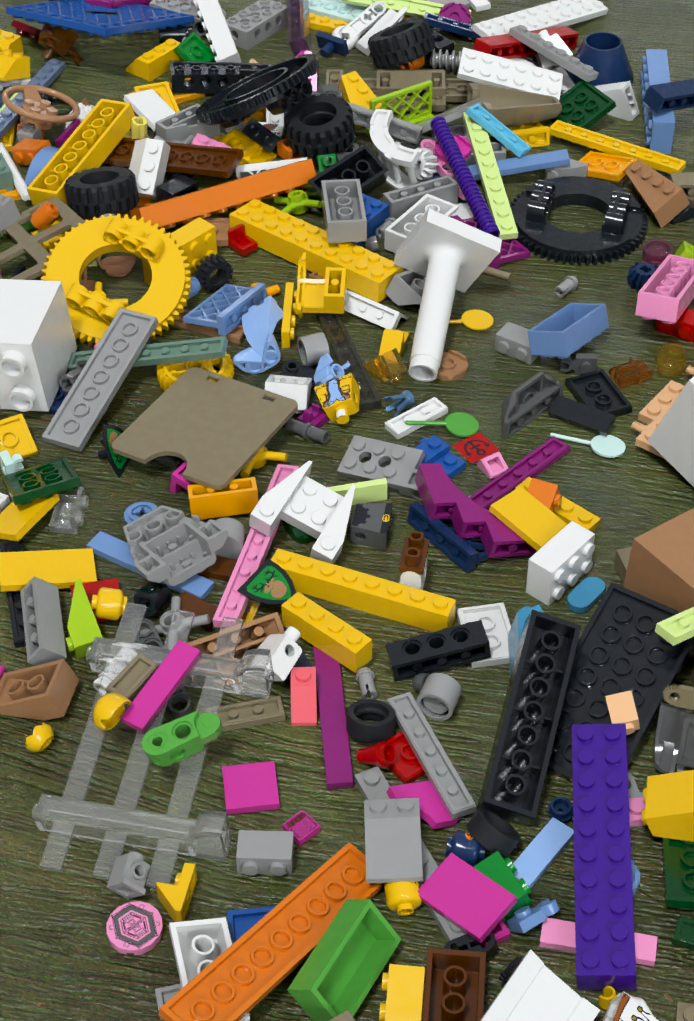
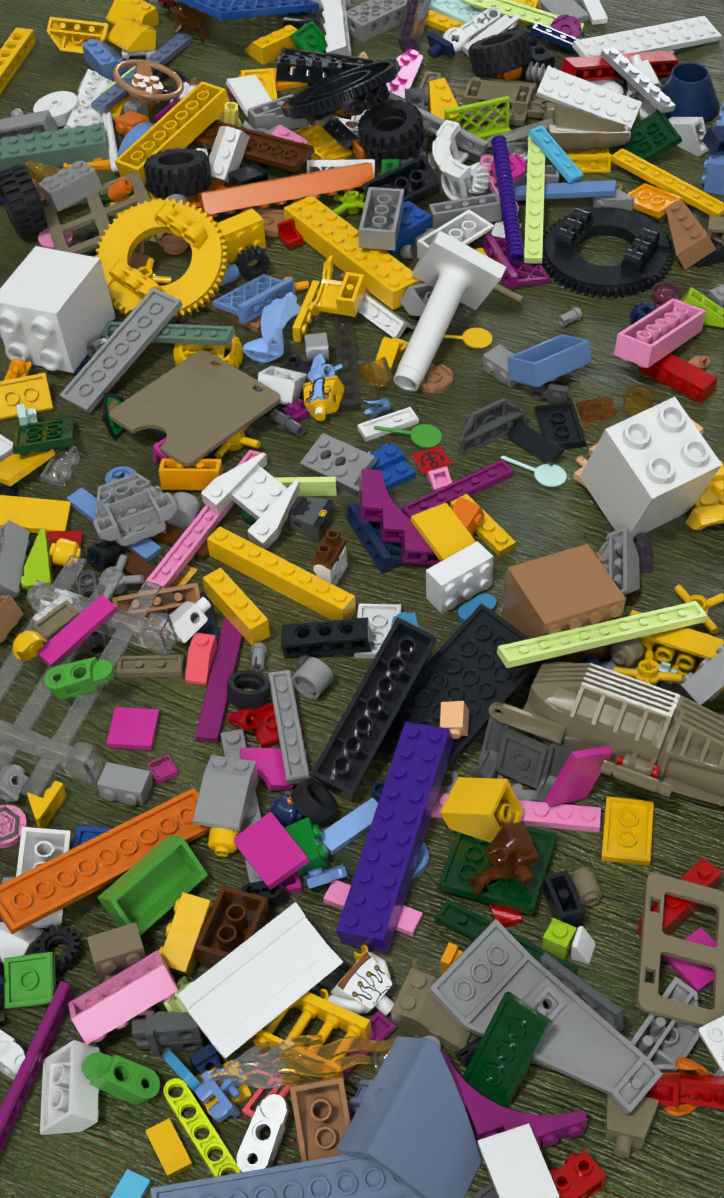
camera: 15 degrees right, 5 degrees up
(268, 585) = (201, 557): shield -> none

